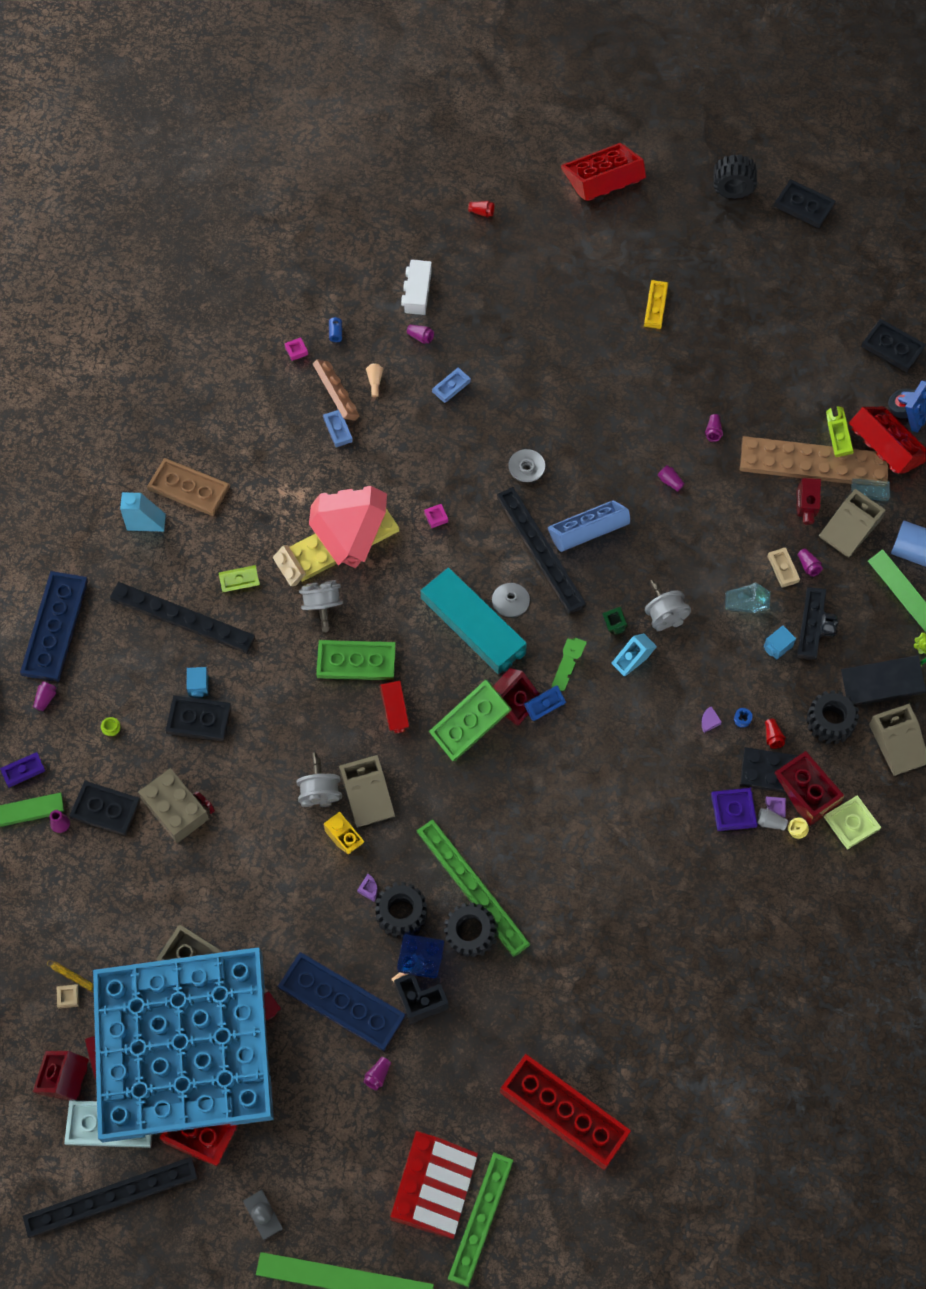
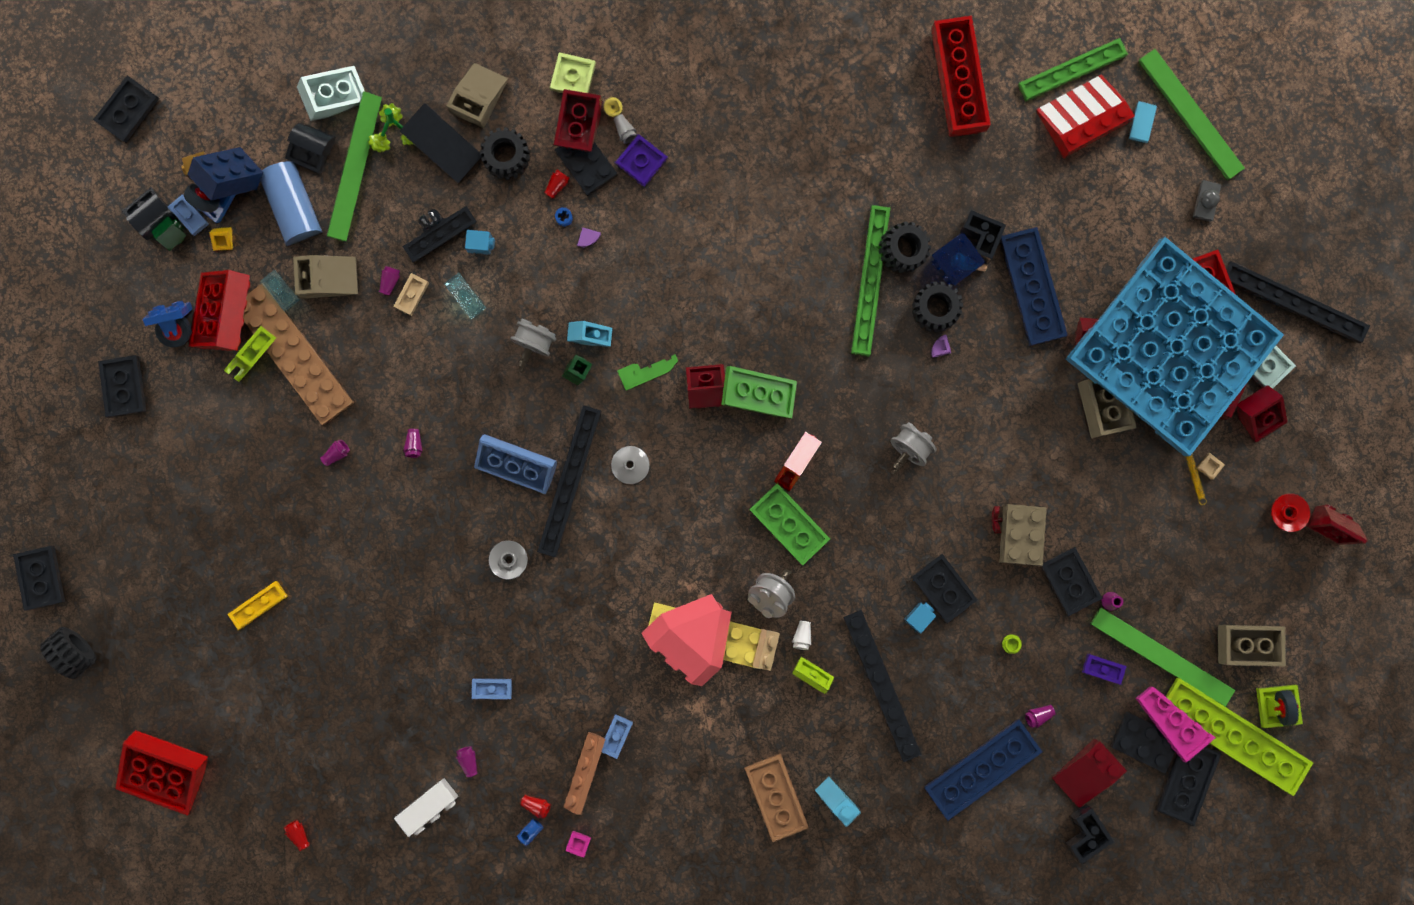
camera: 135 degrees left, 20 degrees up
(271, 596) = (802, 637): none -> white cone
(343, 833) = (925, 397): yellow slope -> none
(346, 346) = (536, 806): none -> red cone
(366, 791) = (879, 414): dark tan slope -> none
(374, 374) = (541, 757): light nougat cone -> none
(376, 1075) = (1054, 217): magenta cone -> none
(379, 1230) = (1142, 122): none -> medium azure tile
(436, 516) = (617, 585): dark pink plate -> none
(473, 621) = (676, 471): teal brick -> none
(544, 703) = (690, 359): blue plate -> none
(776, 805) = (609, 136): medium lavender tile -> none
(808, 499) = (336, 323): dark red torso -> none

